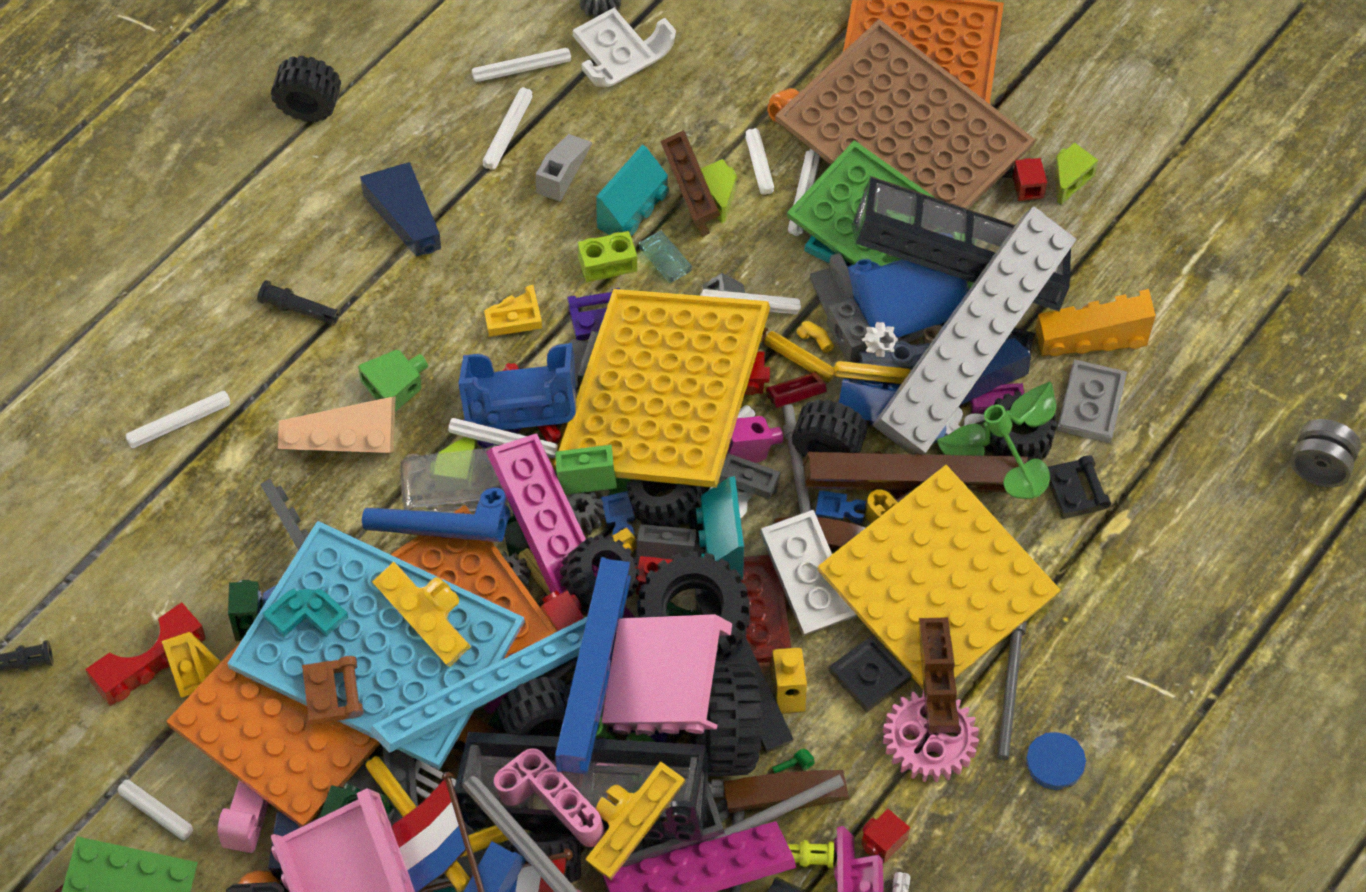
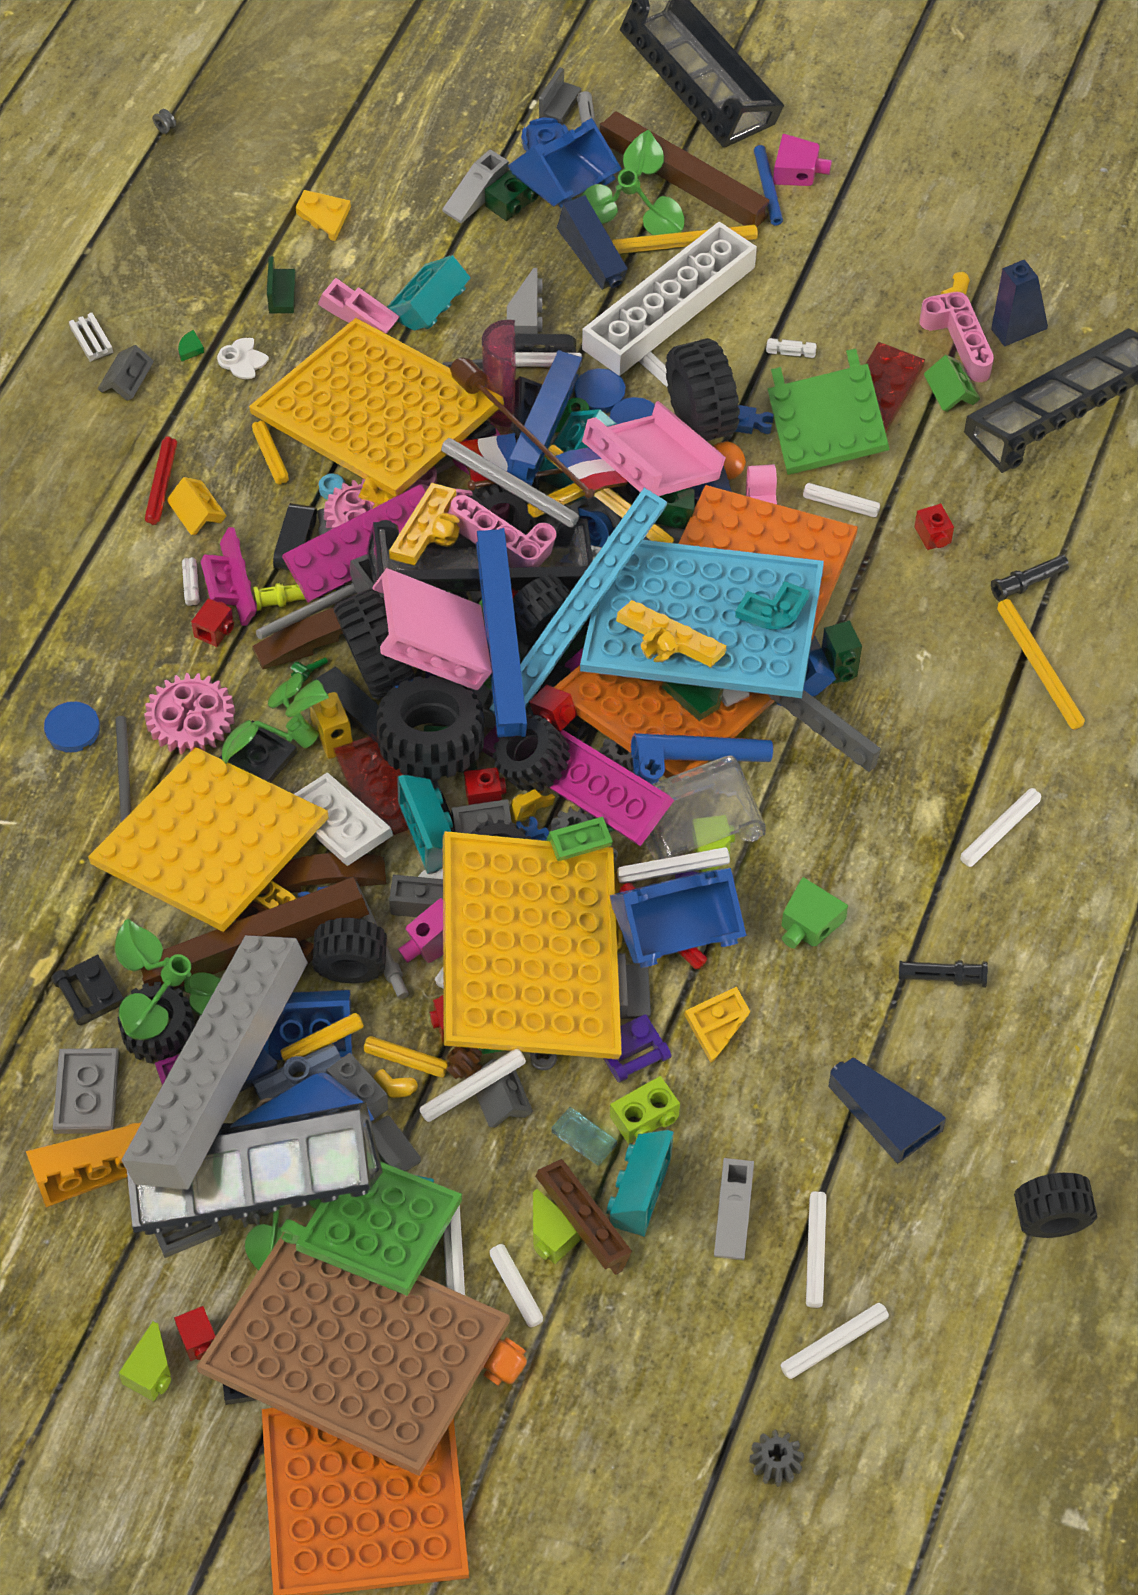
camera: 165 degrees right, 0 degrees up
(50, 568) = (1041, 664): none -> yellow axle
(75, 742) = (934, 527): none -> red brick
(118, 676) = (927, 587): red arch -> none
(189, 662) = (865, 603): yellow wing -> none
(322, 693) = (729, 555): dark orange plate -> none
(348, 428) = (836, 838): light nougat wedge -> none
(619, 48) = (728, 1386): white piece -> none
(796, 390) = (378, 1027): dark red tile -> none
(813, 654) = (298, 727): none -> bright green plant
(873, 336) = (320, 1056): white gear -> none
(938, 675) = (191, 746): reddish brown slope -> none

